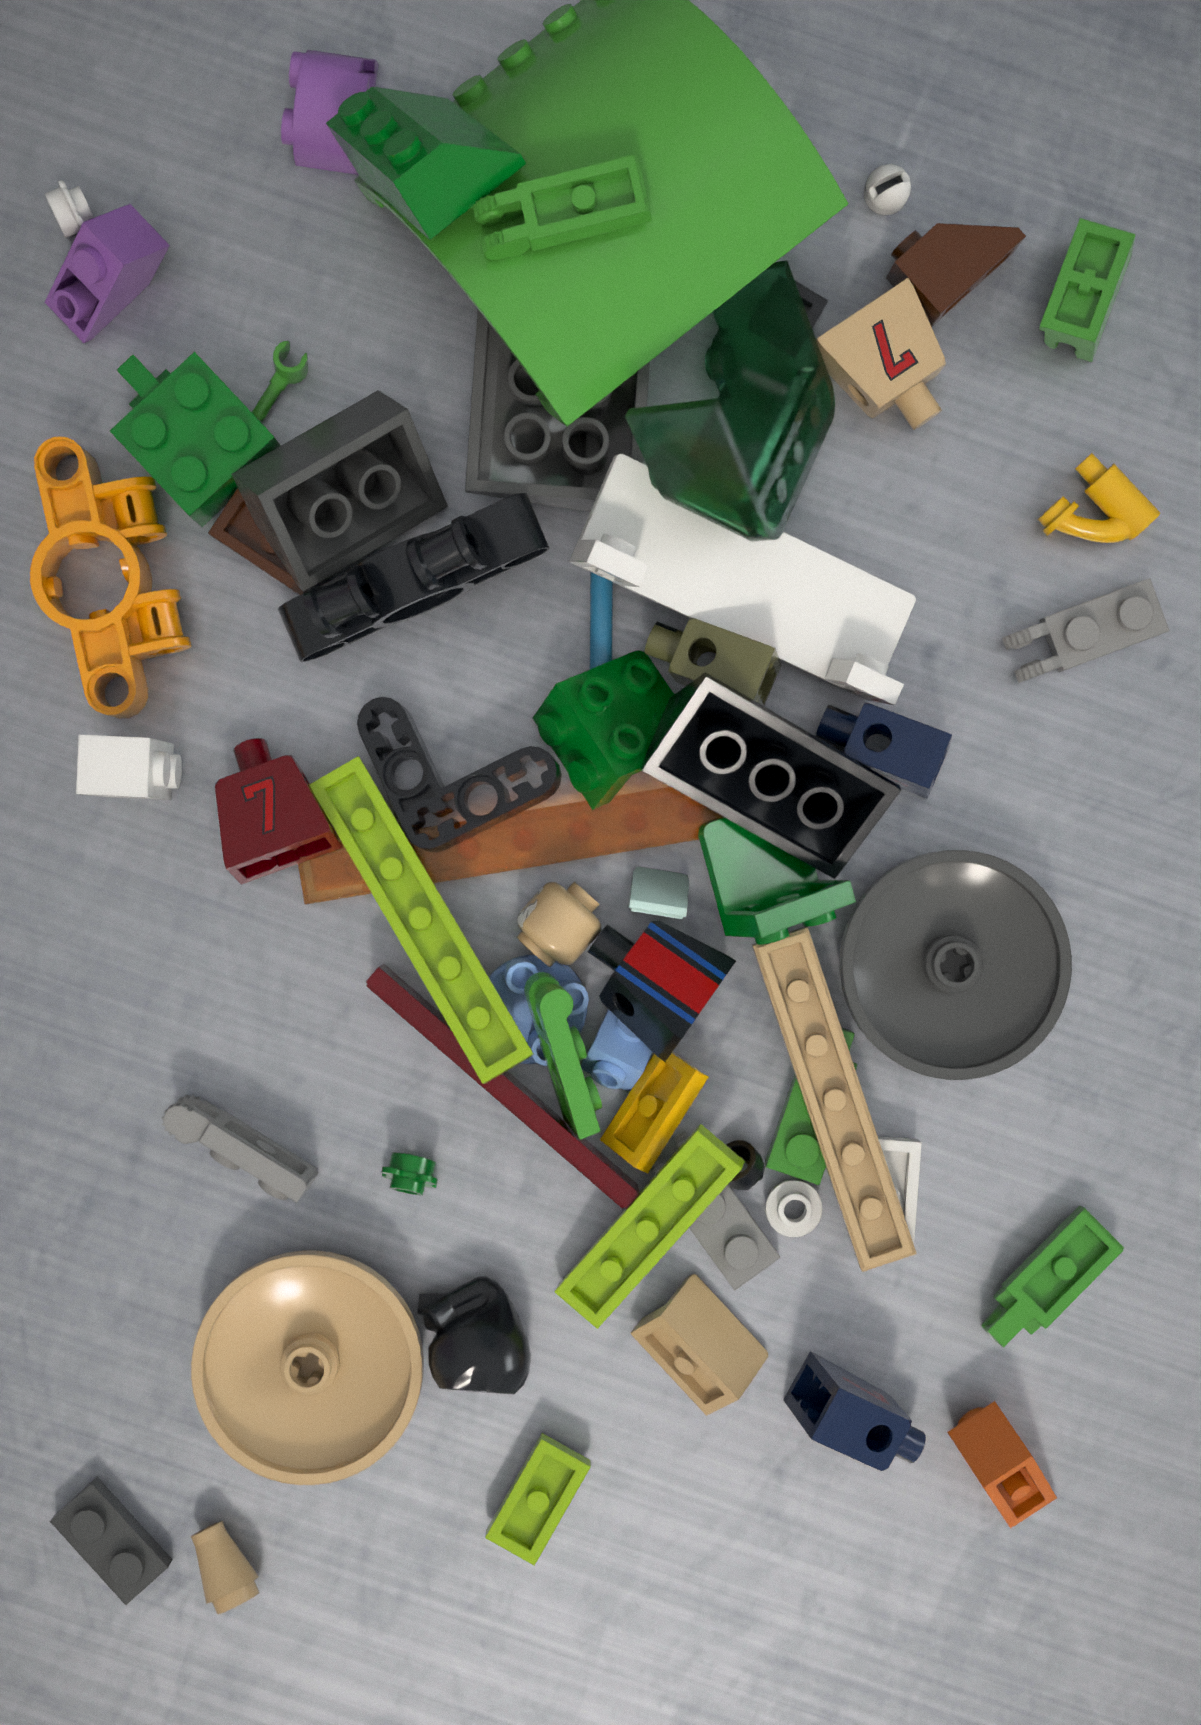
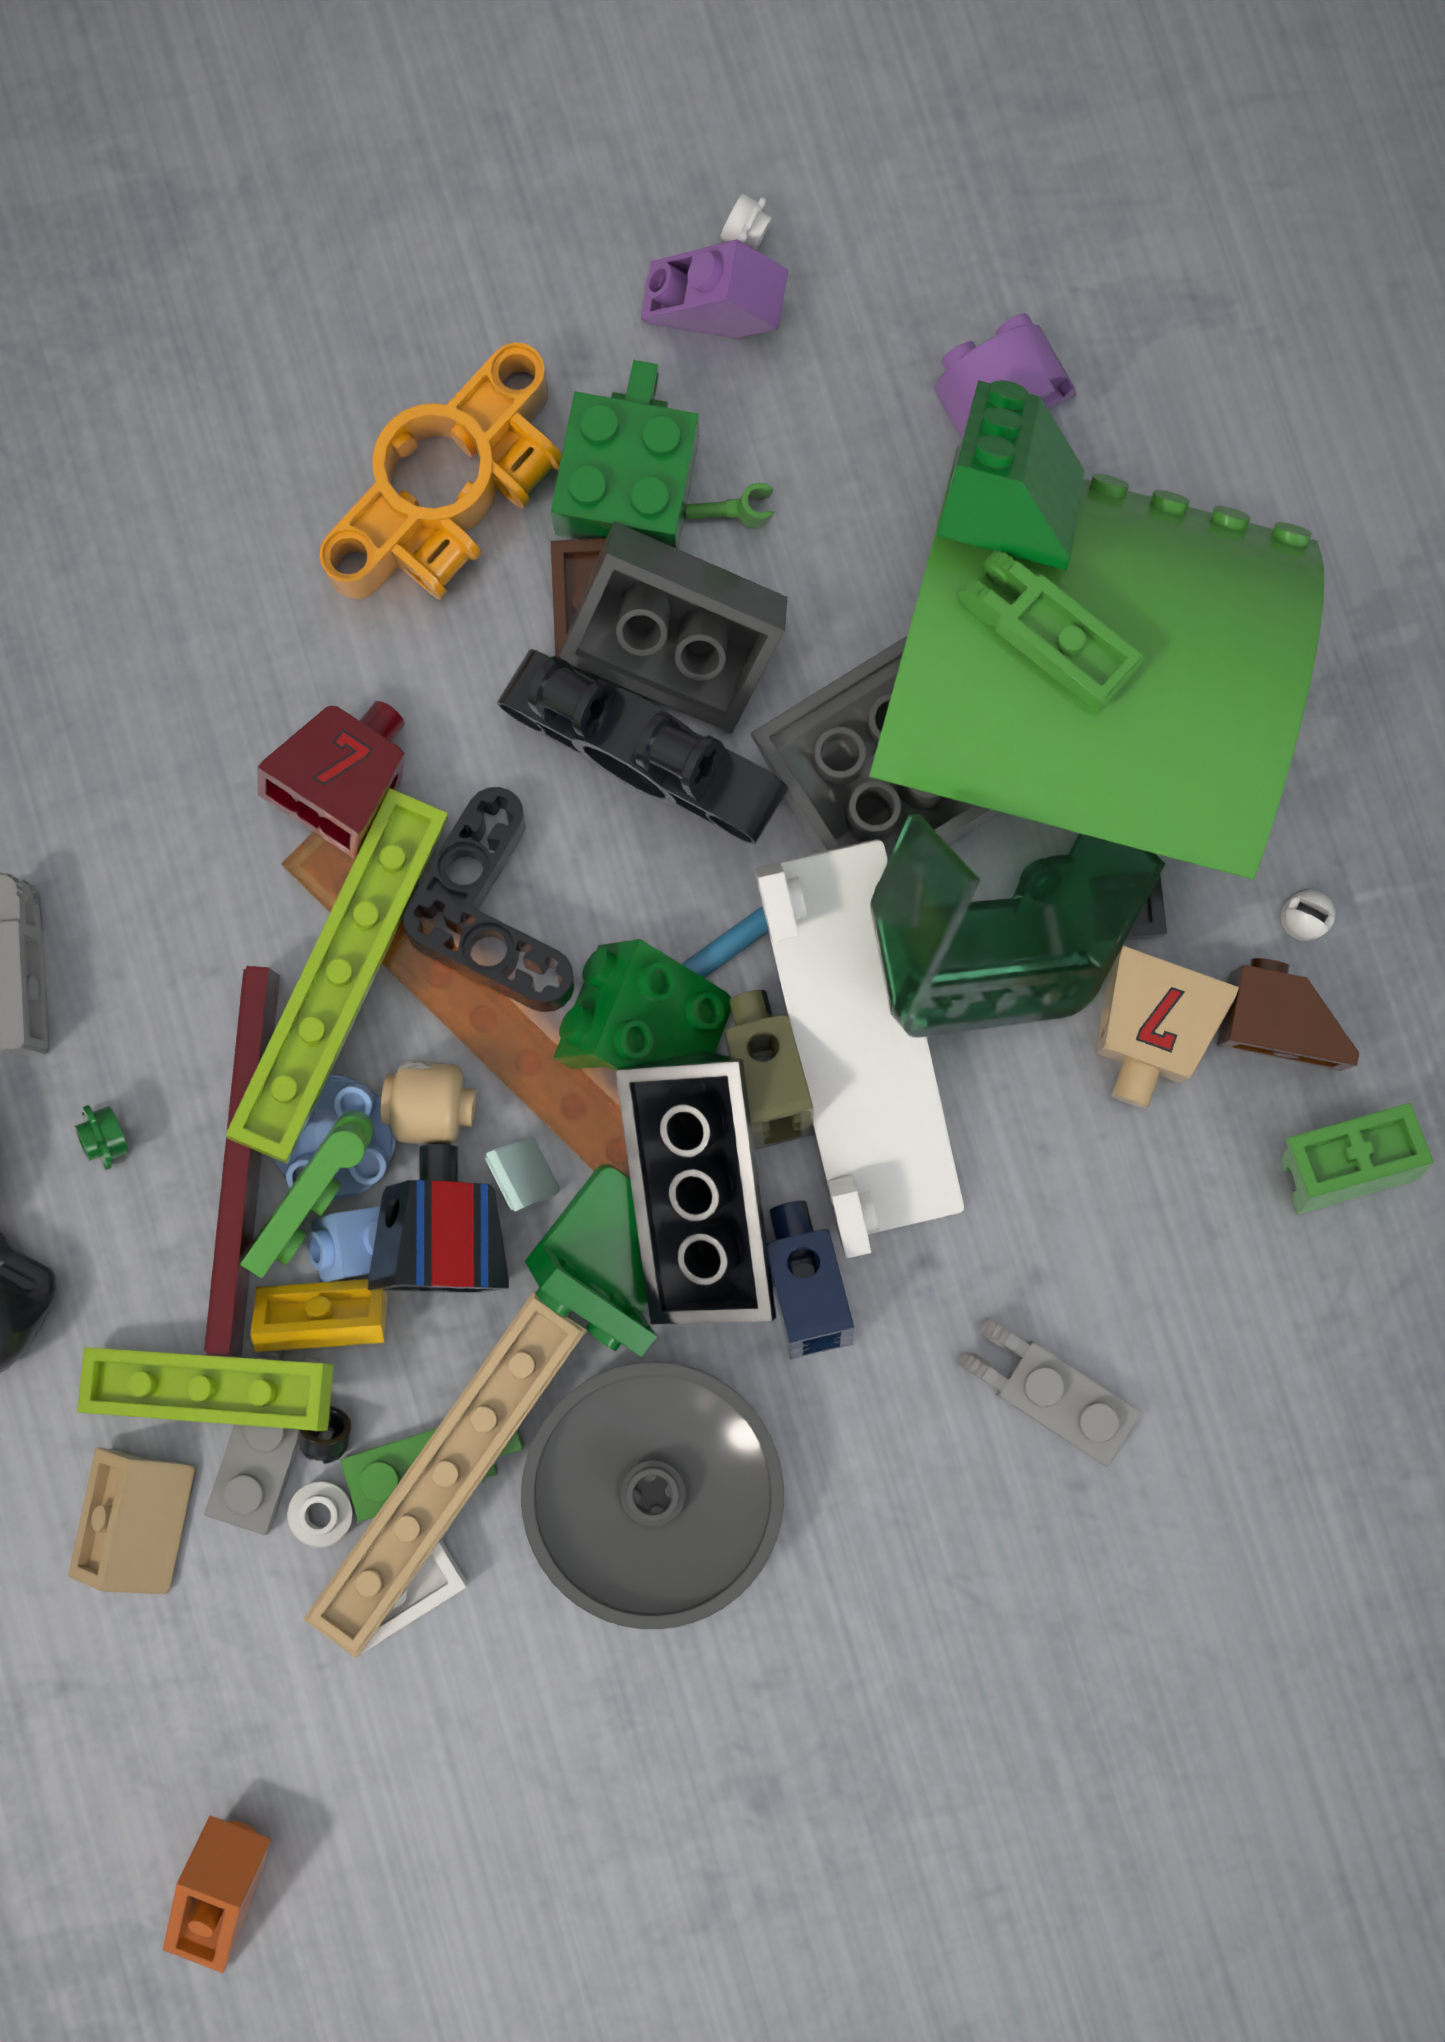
camera: 55 degrees right, 5 degrees down
(127, 767) = (287, 618): white brick -> none
(852, 1415) = (161, 1712): dark blue torso -> none
(1052, 1277) = (429, 1808): bright green hinge -> none
(1115, 495) = (1192, 1324): yellow plant -> none

